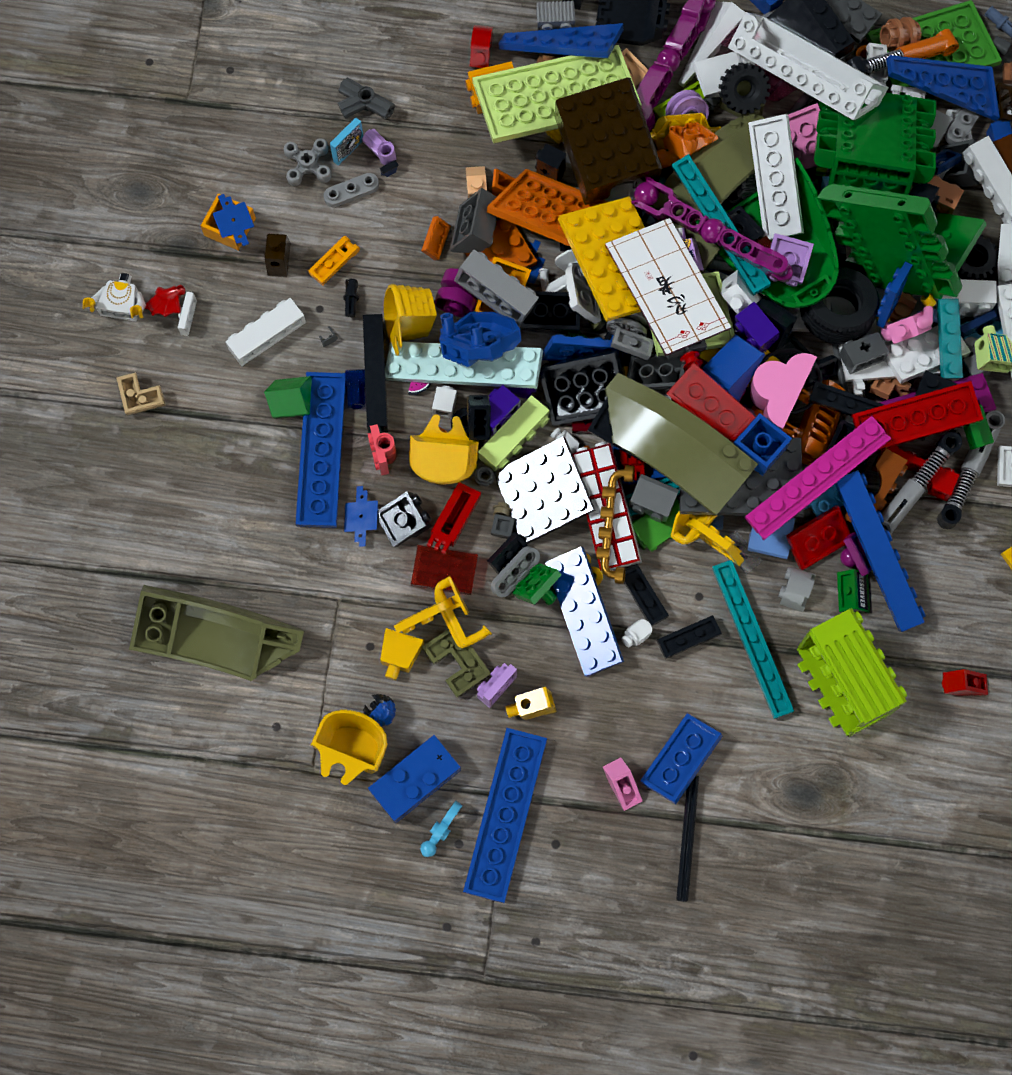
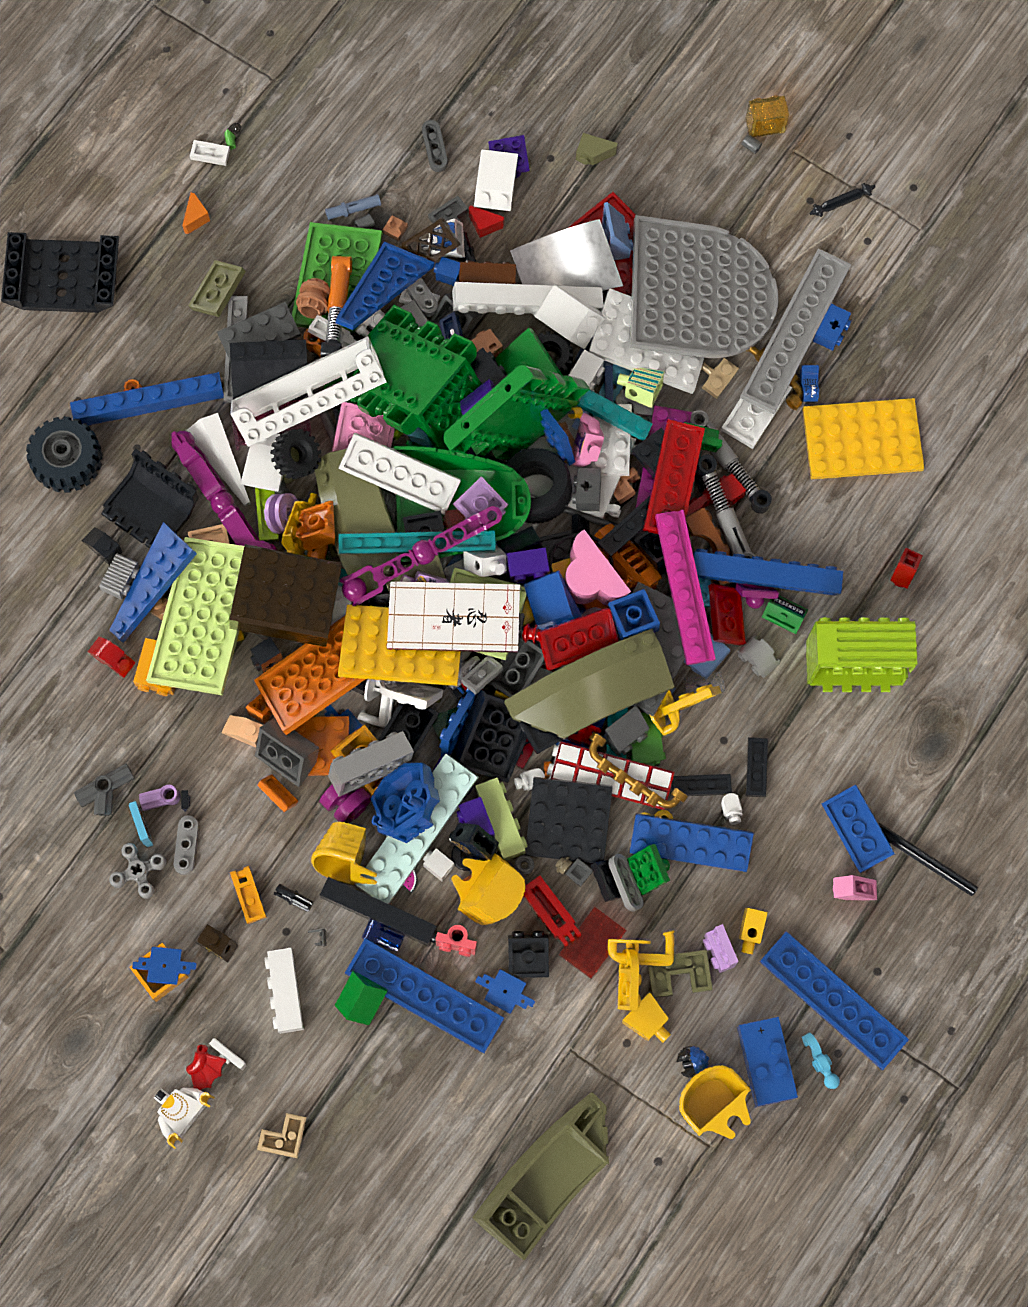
camera: 65 degrees left, 0 degrees up
(752, 639) = (784, 716): teal plate -> none

